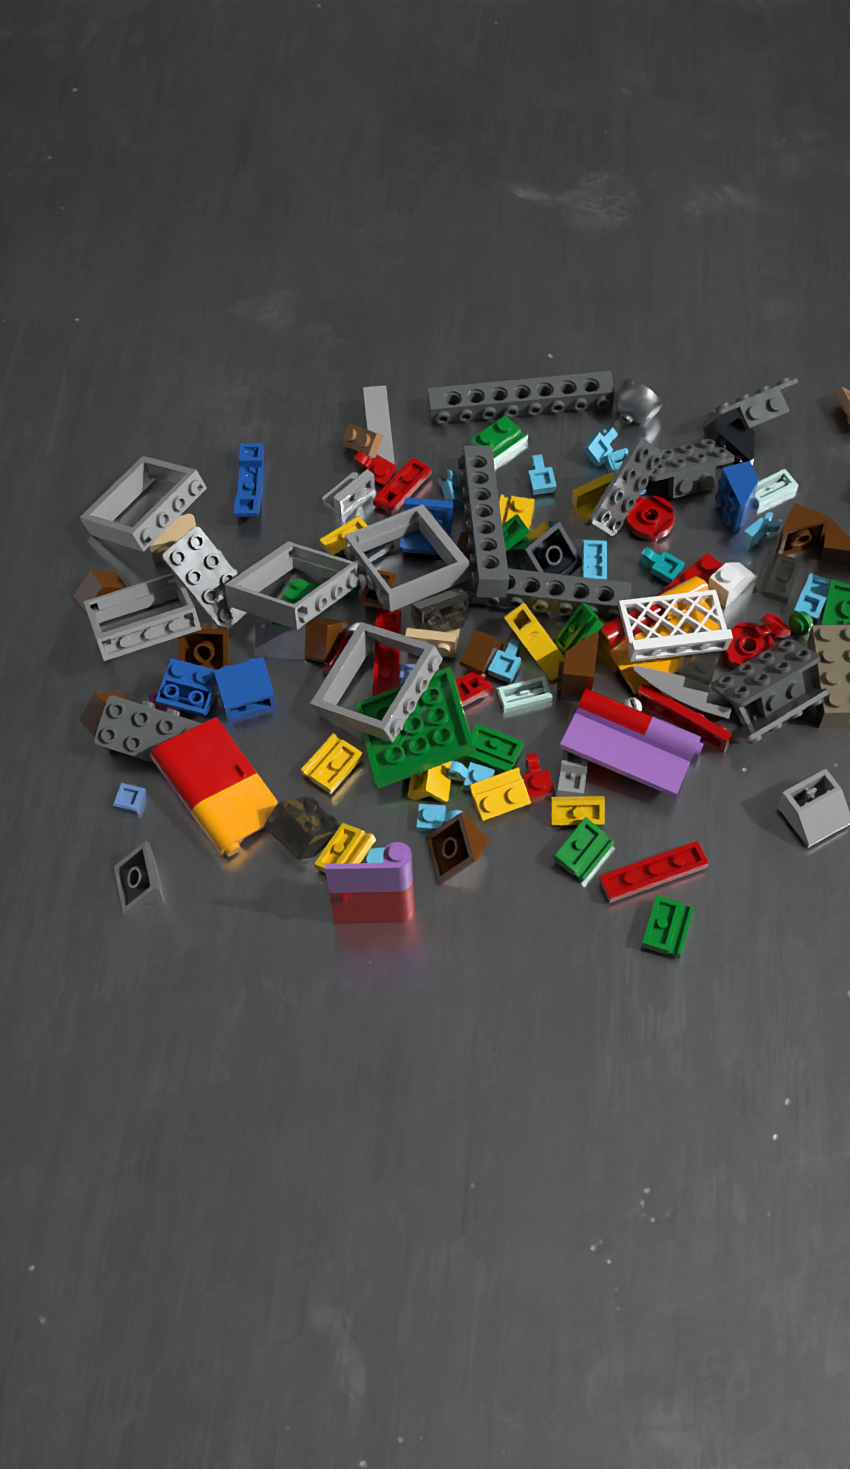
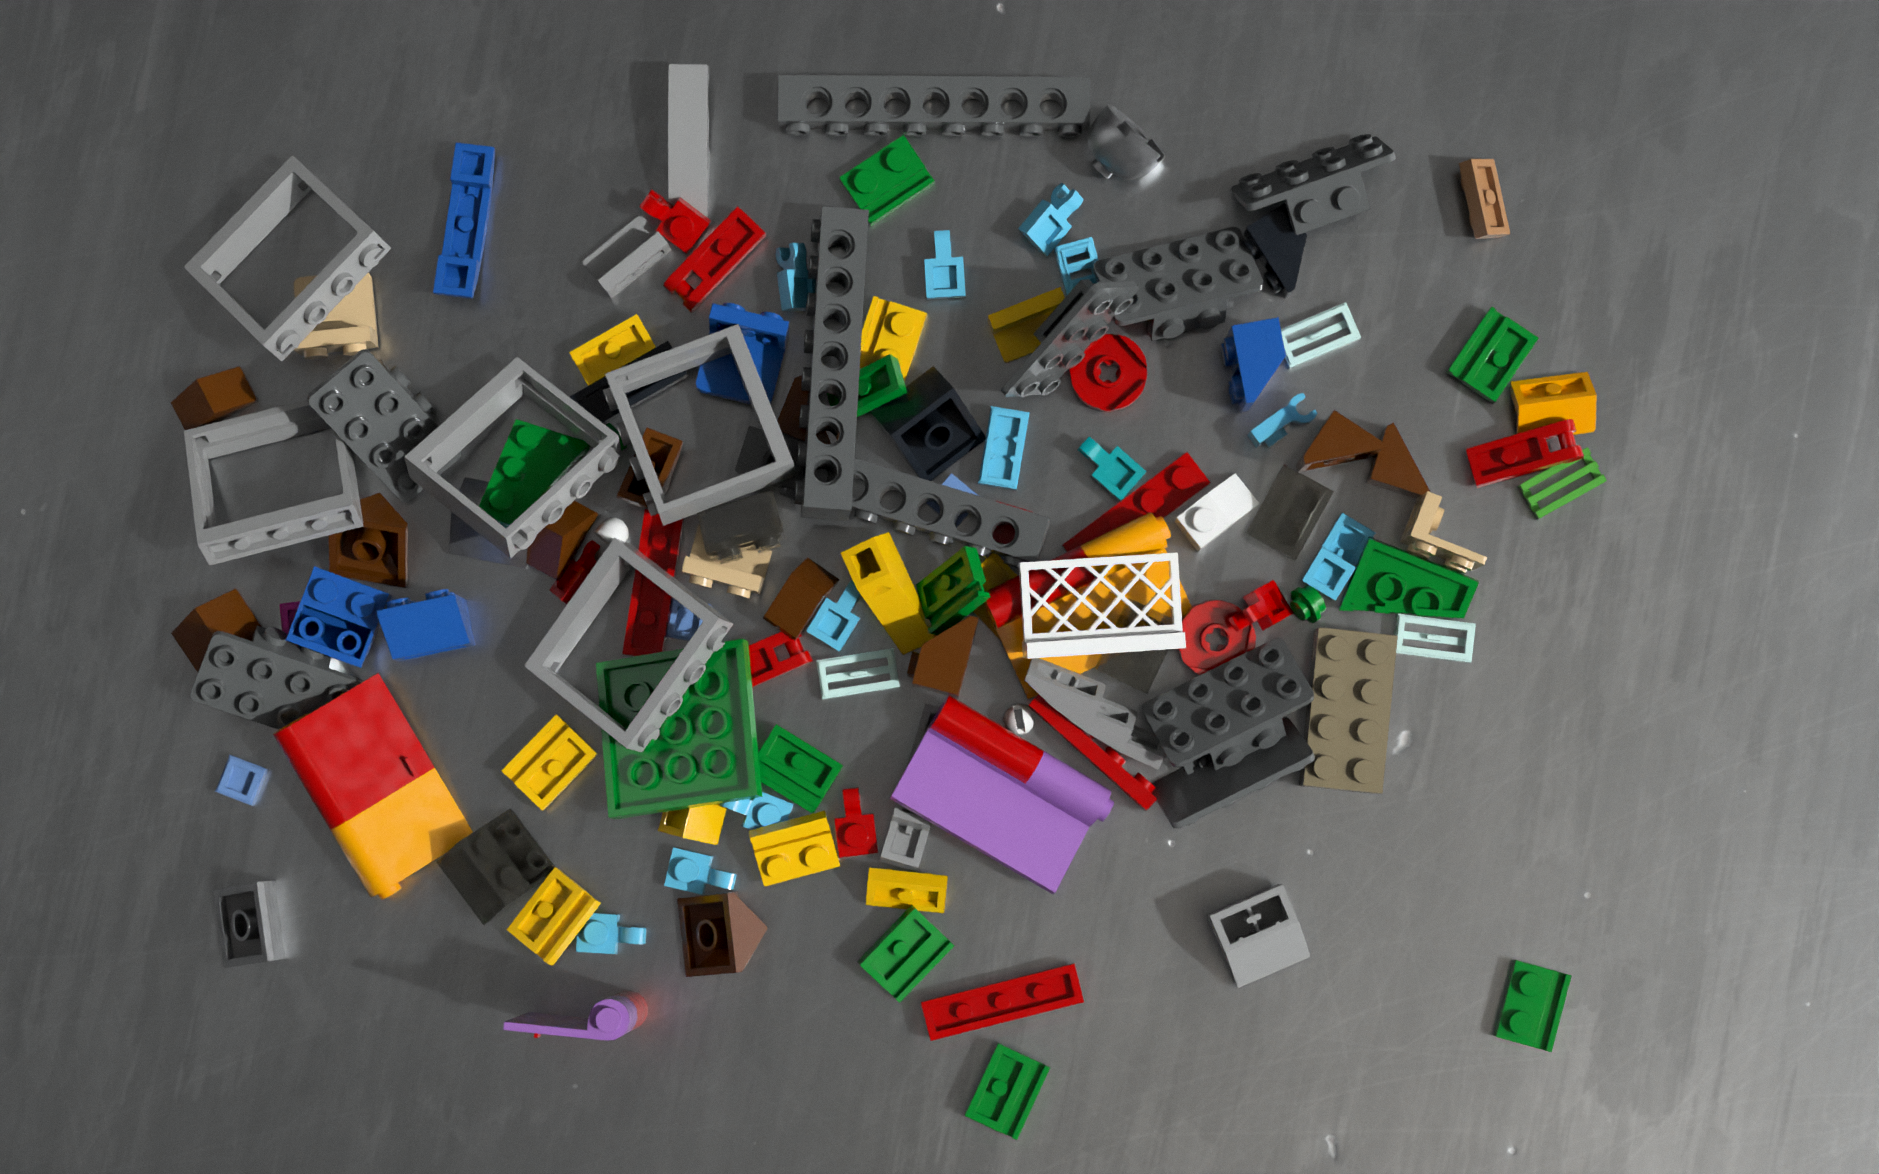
camera: 10 degrees right, 25 degrees up
(362, 440) = (657, 166): medium nougat plate -> none

